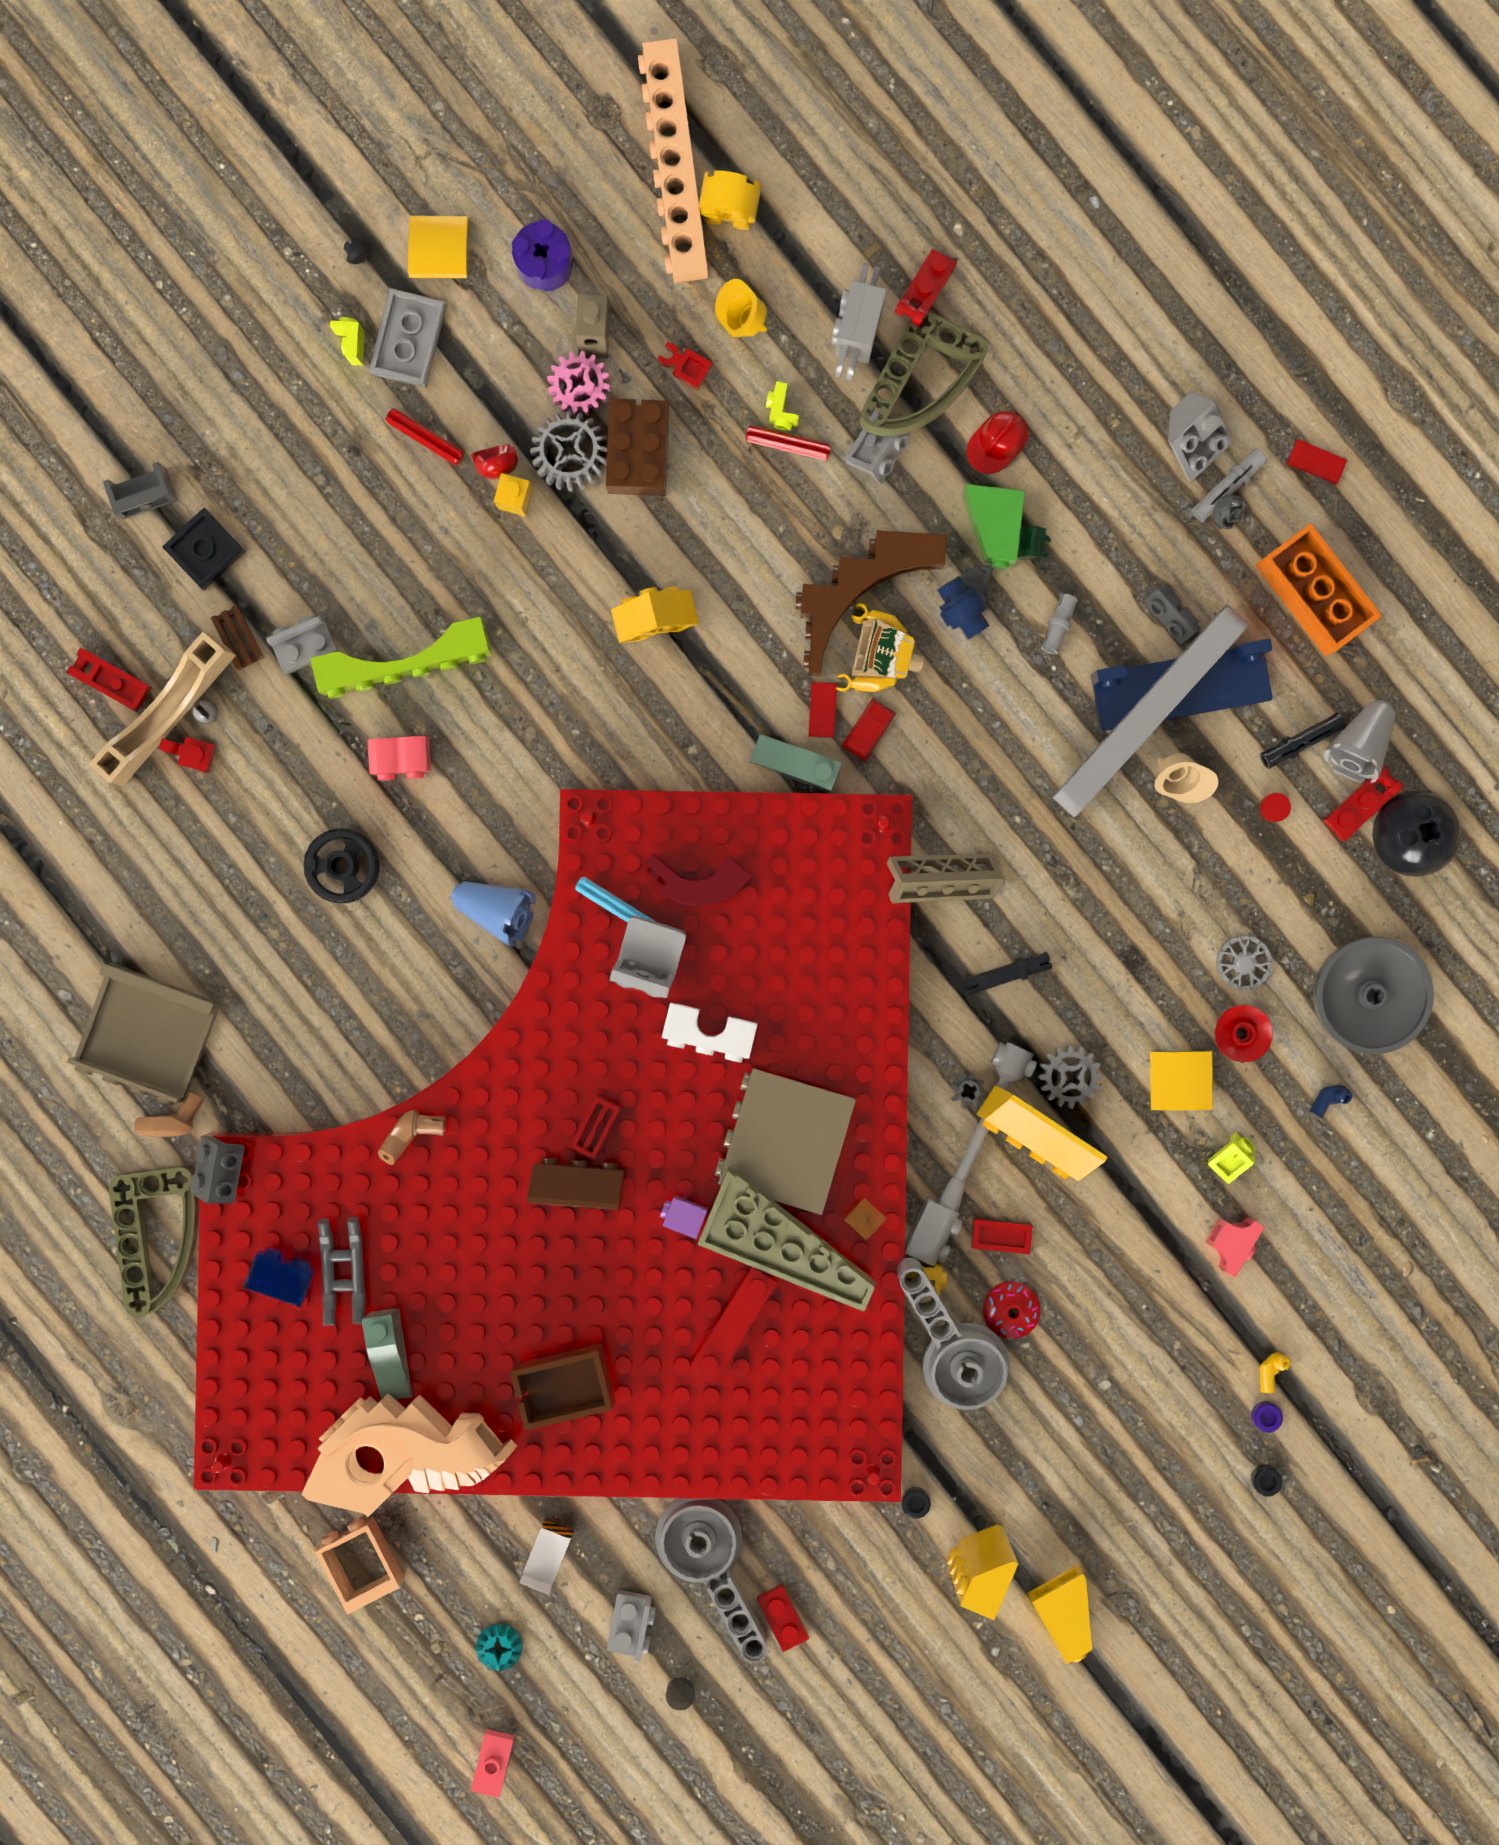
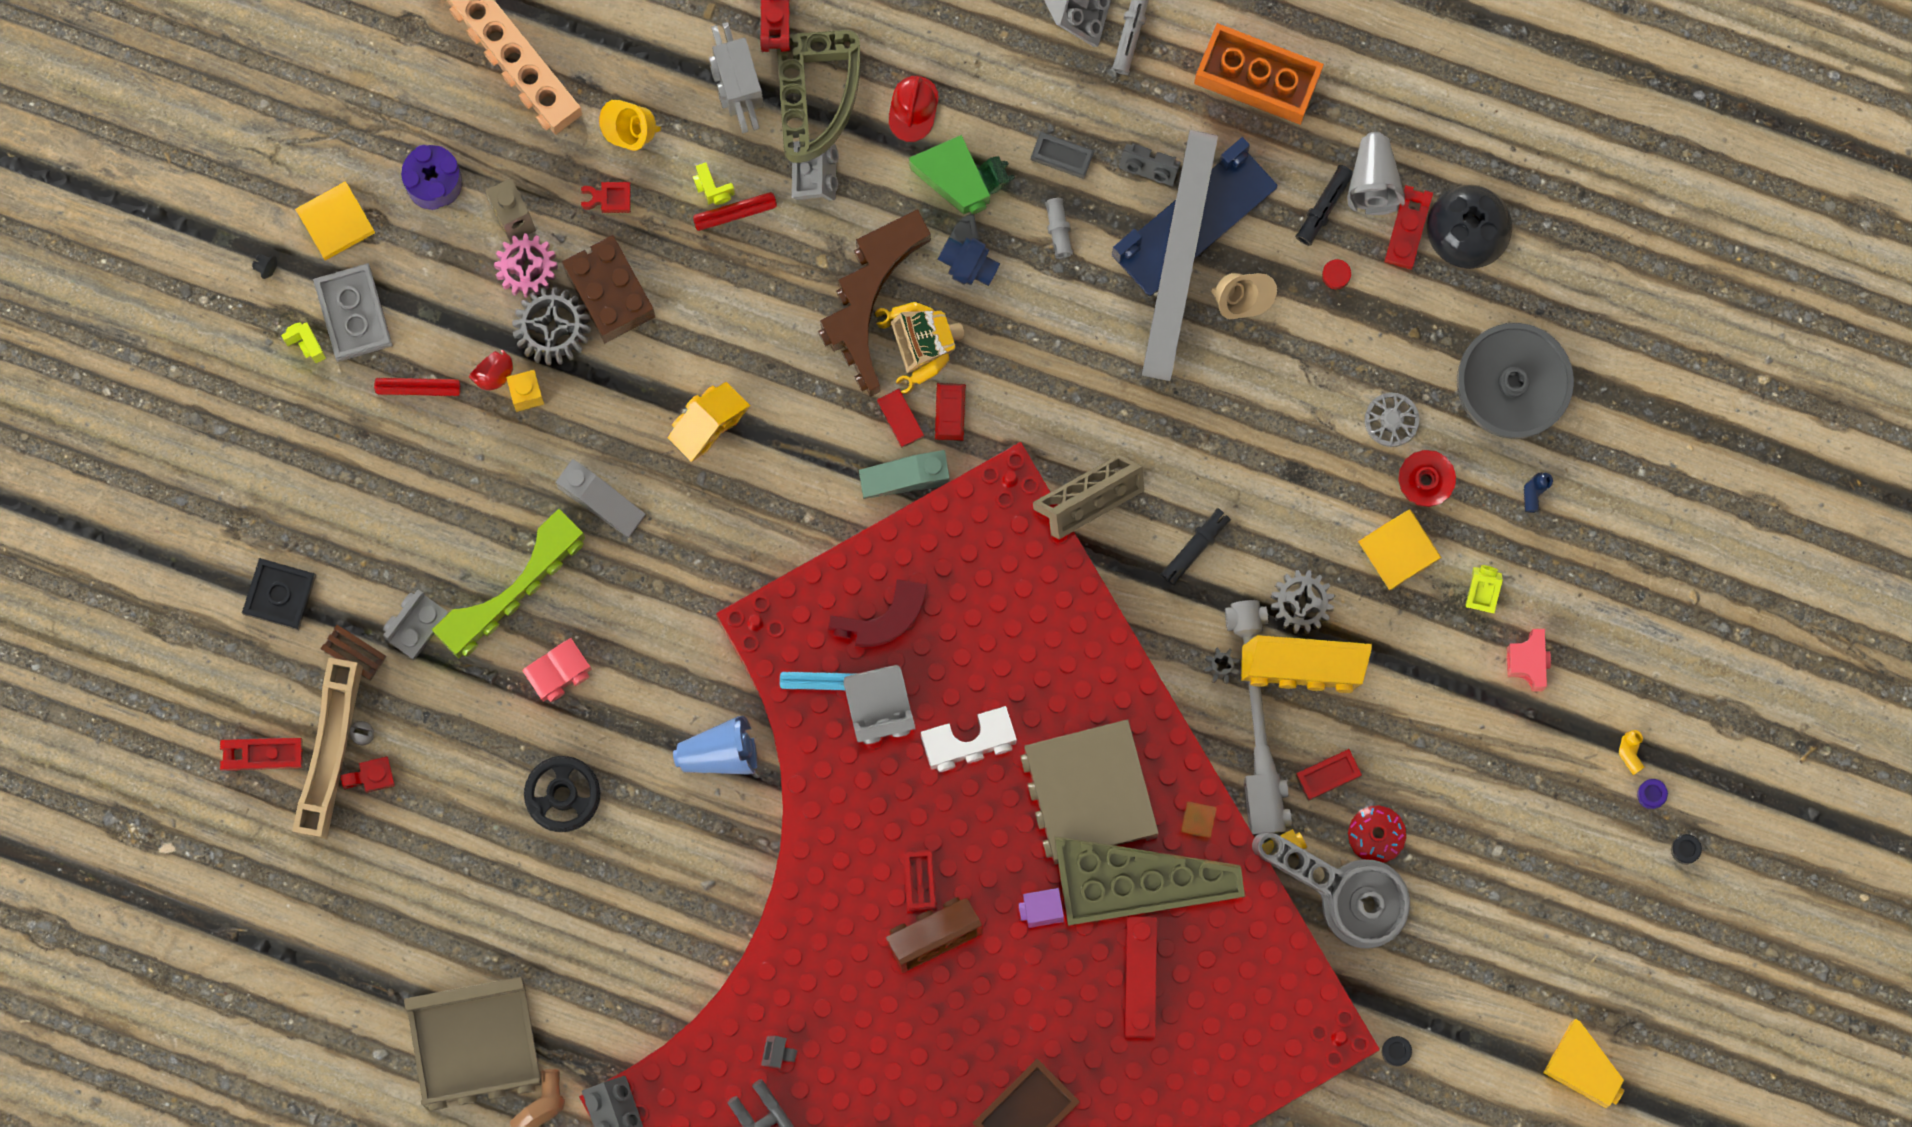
camera: 30 degrees left, 10 degrees down
(141, 493) = (197, 576): dark grey panel -> none
(384, 1203) = (776, 1052): none -> dark grey tile
(404, 1132) = (757, 979): medium nougat arm -> none
(522, 628) = (599, 498): none -> light grey slope
(729, 199) = (564, 39): yellow brick -> none
(982, 1570) = (1483, 1060): yellow slope -> none
(1101, 560) = (1062, 155): none -> dark grey tile
(1228, 511) = (1144, 52): dark grey plate -> none

